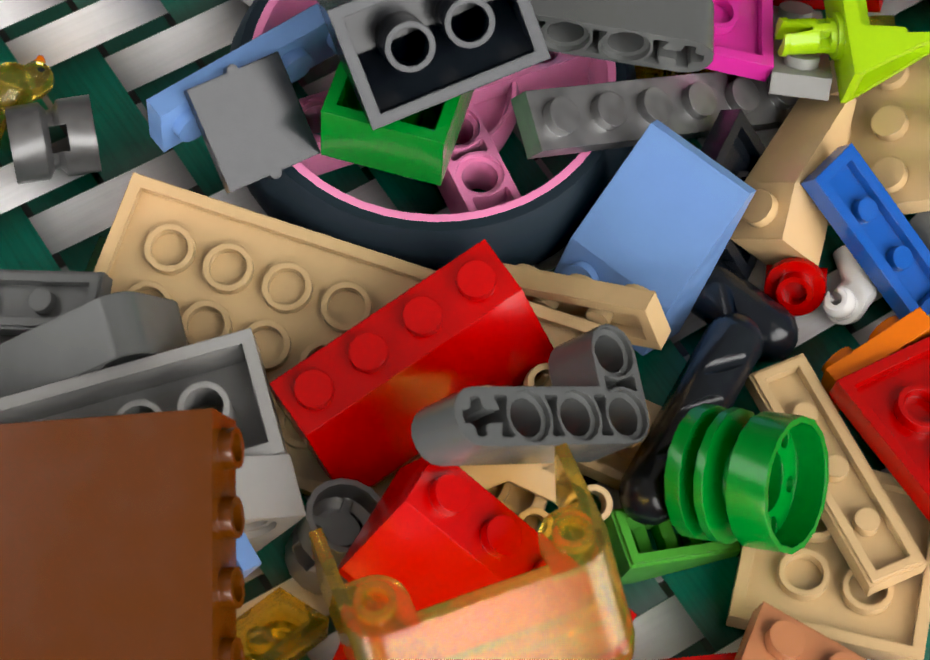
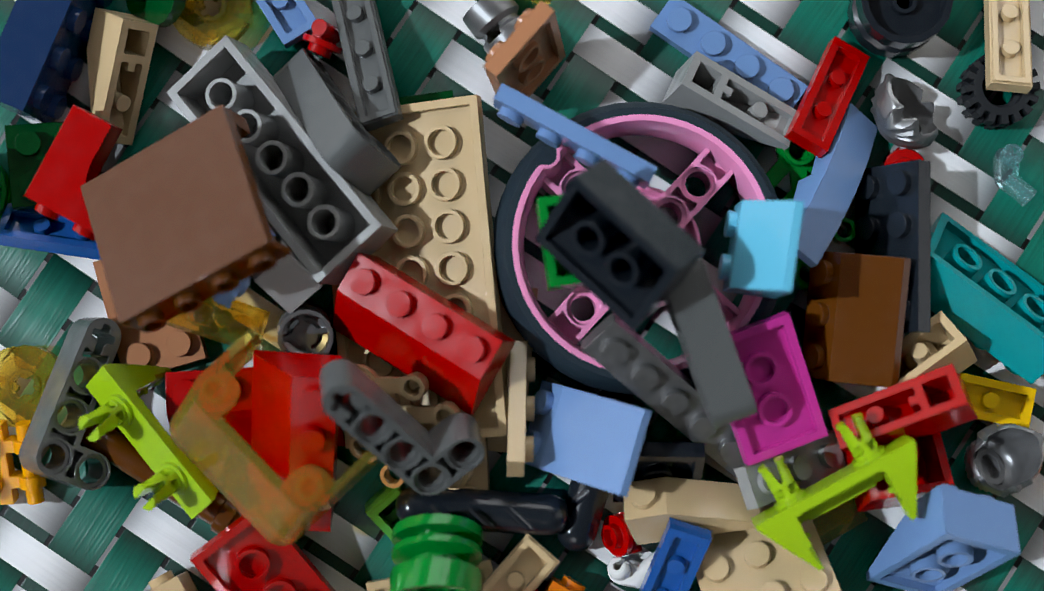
camera: 70 degrees right, 25 degrees up
(113, 97) = (528, 52): none -> nougat plate
(252, 122) = (526, 153): piece -> none

